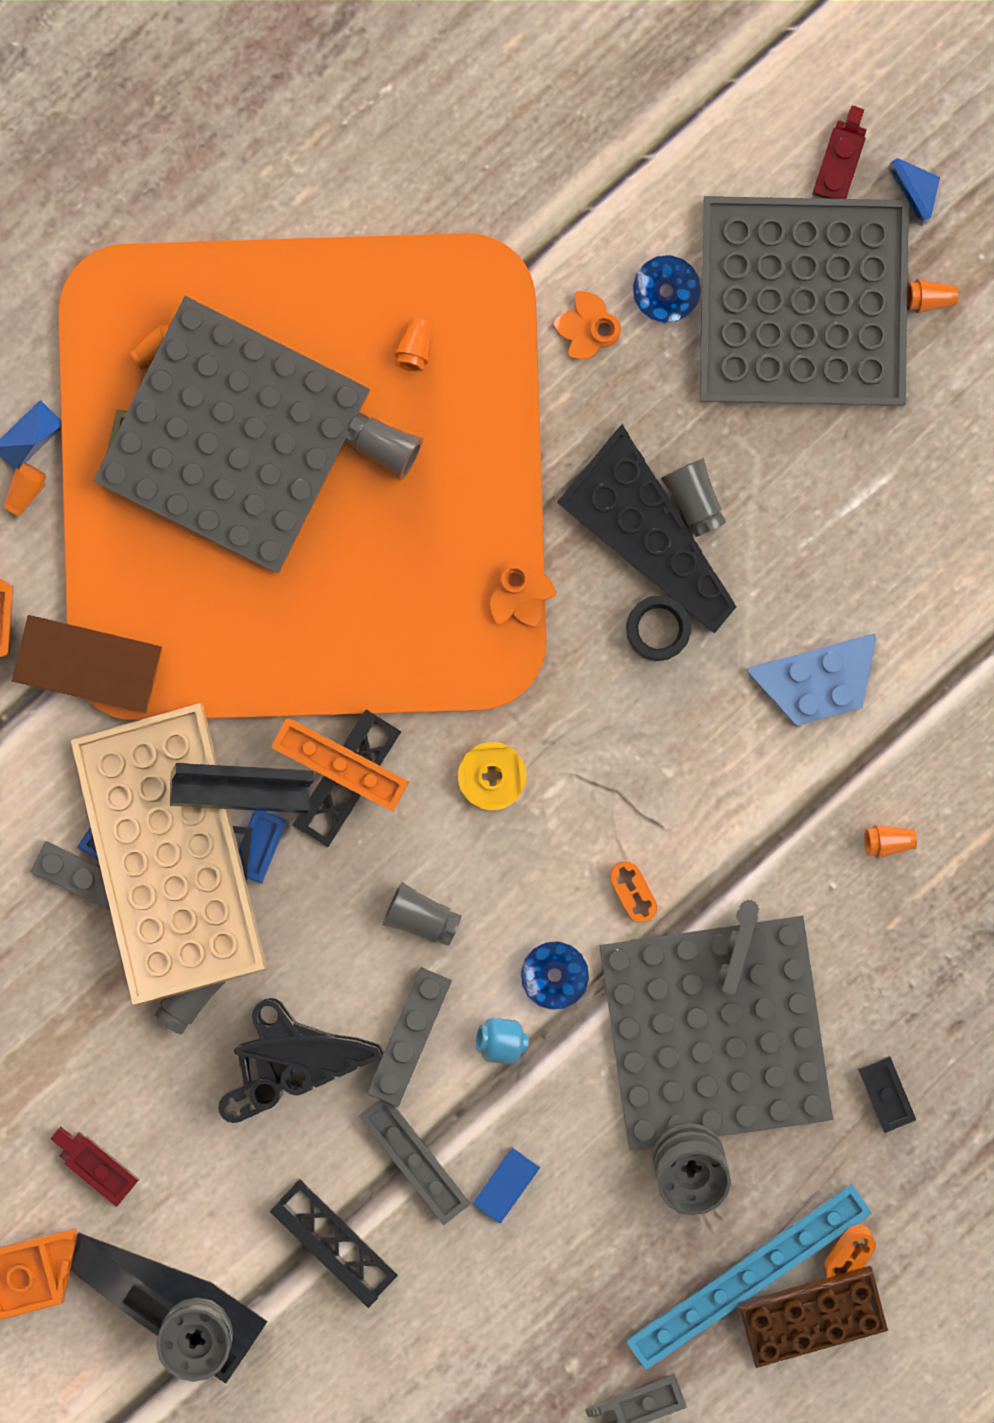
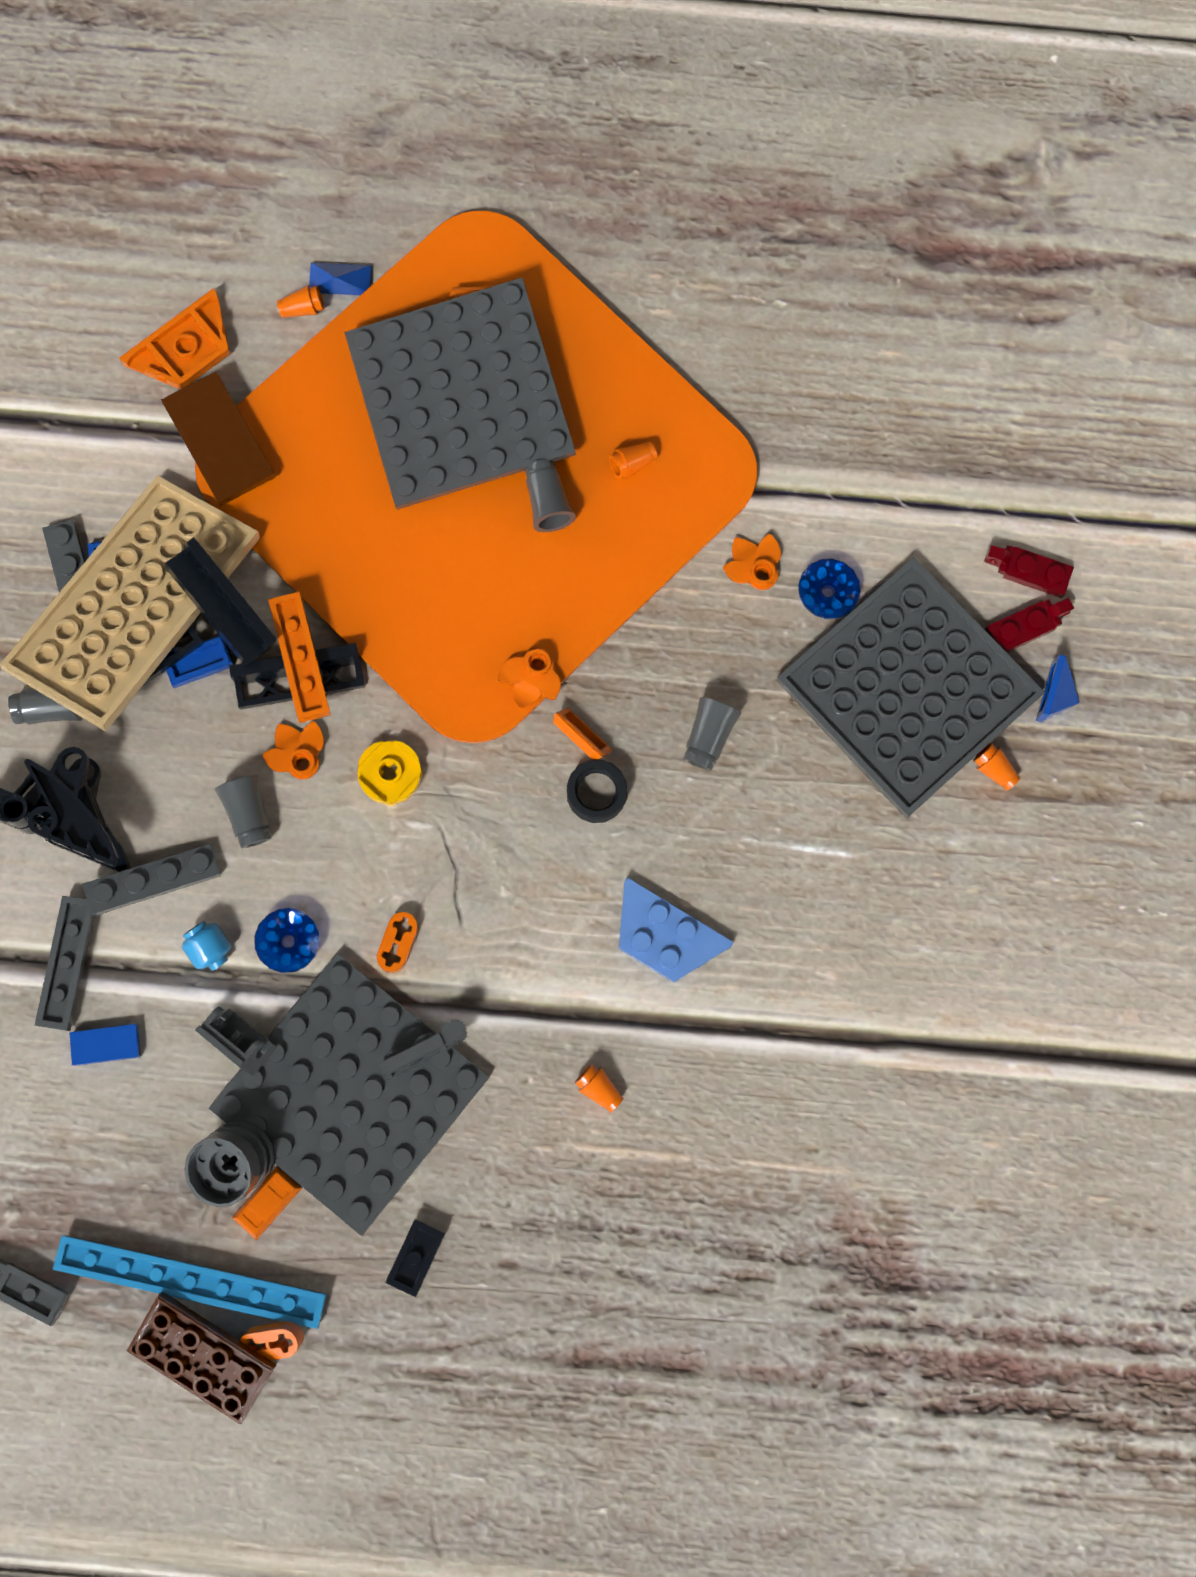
camera: 40 degrees right, 10 degrees down
(400, 830) = (294, 747): none -> orange plate
(598, 1081) = (236, 1039): none -> dark grey hinge
(602, 597) = (581, 734): none -> orange tile
(636, 519) = (657, 705): black wing -> none
(743, 1168) = (266, 1203): none -> orange tile
(800, 109) = (1030, 569): none -> dark red hinge

